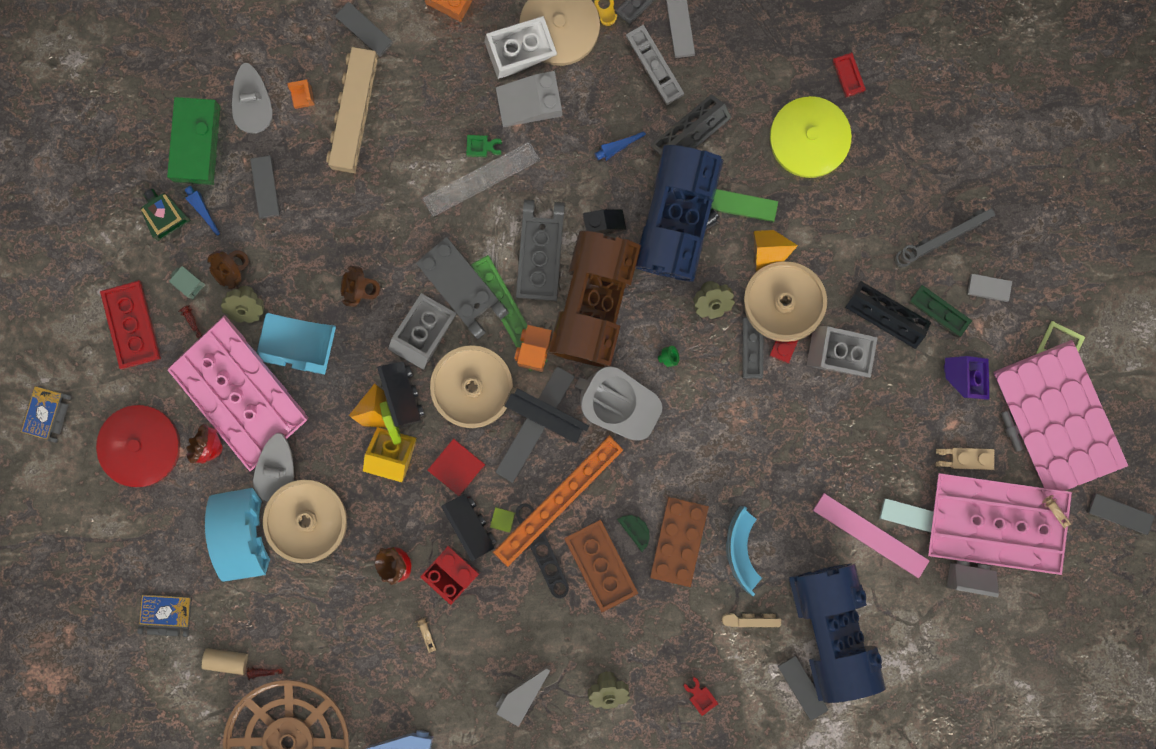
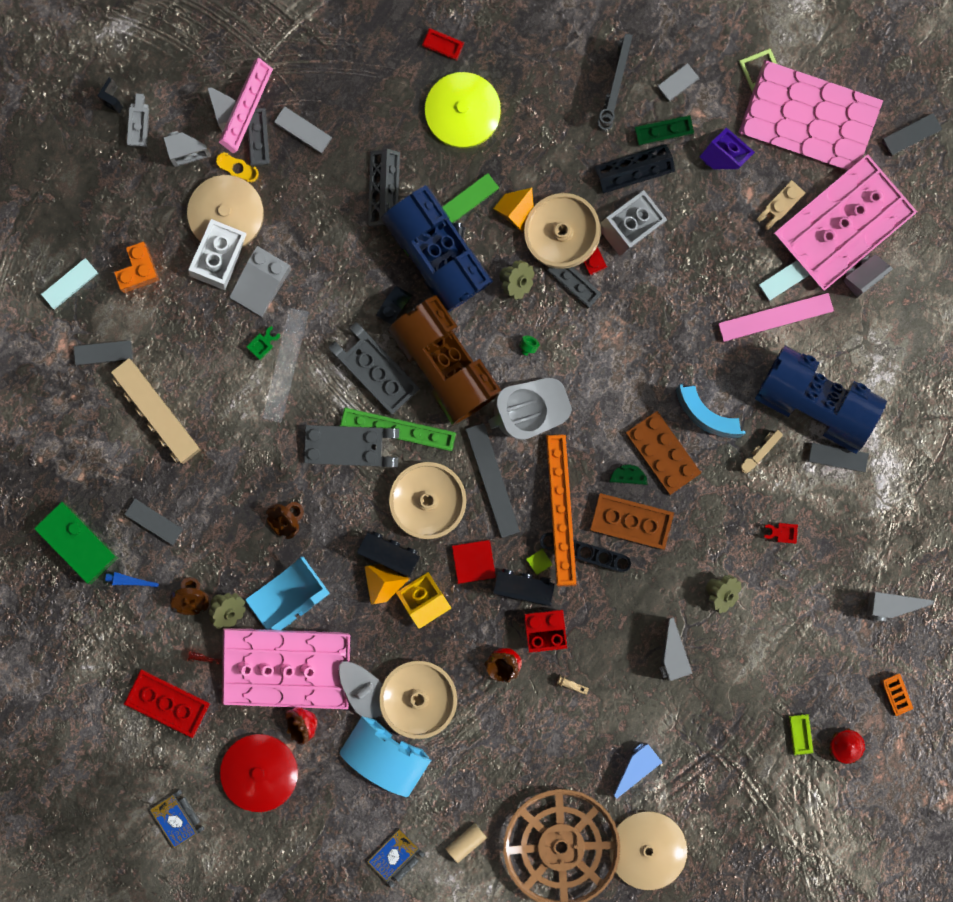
camera: 50 degrees left, 0 degrees up
(162, 214) = (108, 611): dark green torso -> none
(186, 282) = (173, 636): sand green brick -> none
(250, 101) = (82, 478): light grey shield -> none
(252, 673) = (495, 825): clear red piece -> none
(301, 94) = (111, 438): orange panel -> none
(394, 432) = (403, 578): lime tile -> none
(421, 331) = (357, 501): light grey slope -> none
(534, 348) = (440, 432): orange brick -> none
(545, 415) = (493, 466): black fence -> none
(610, 149) = (346, 256): blue piece -> none
(654, 64) = (315, 172): light grey hinge -> none
(1012, 431) = (790, 156): flat silver bar -> none
(1051, 503) = (870, 176): tan piece -> none

